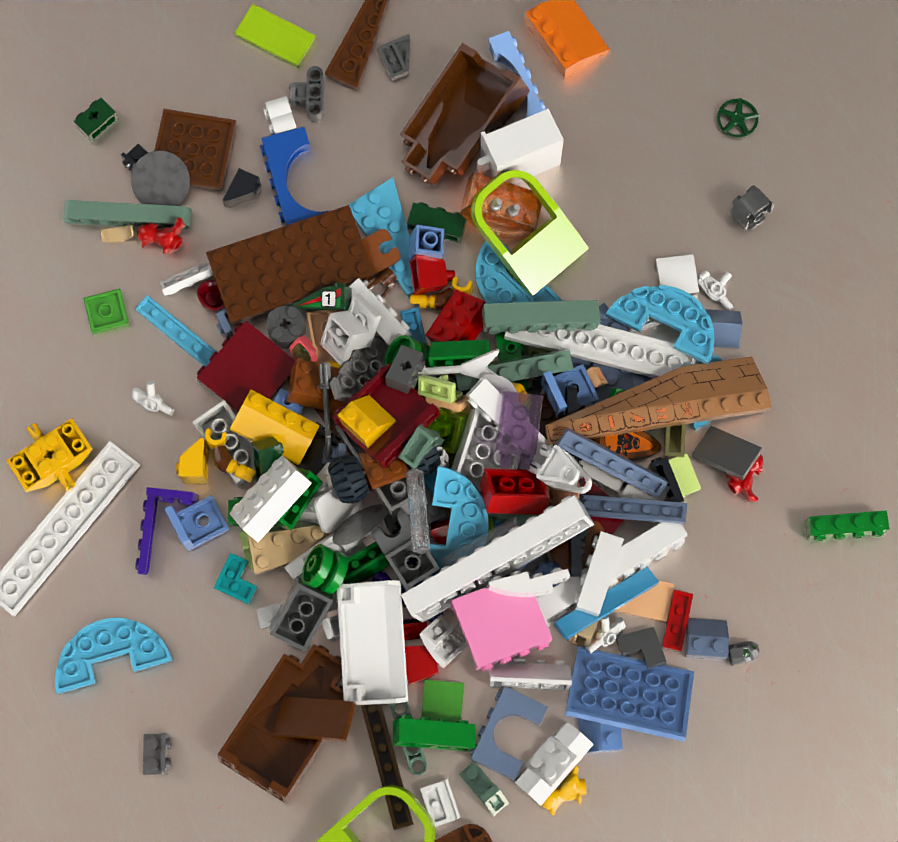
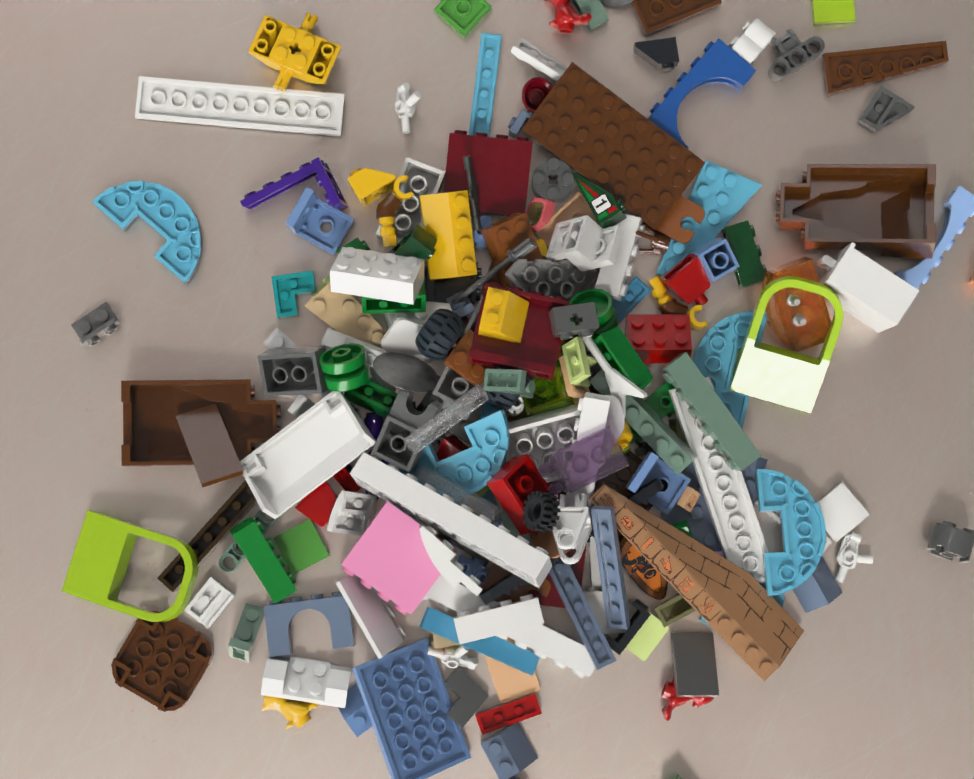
camera: 55 degrees right, 10 degrees up
(255, 387) = (473, 192): none -> pearl dark grey piece
(530, 487) = (541, 511): none -> black tyre

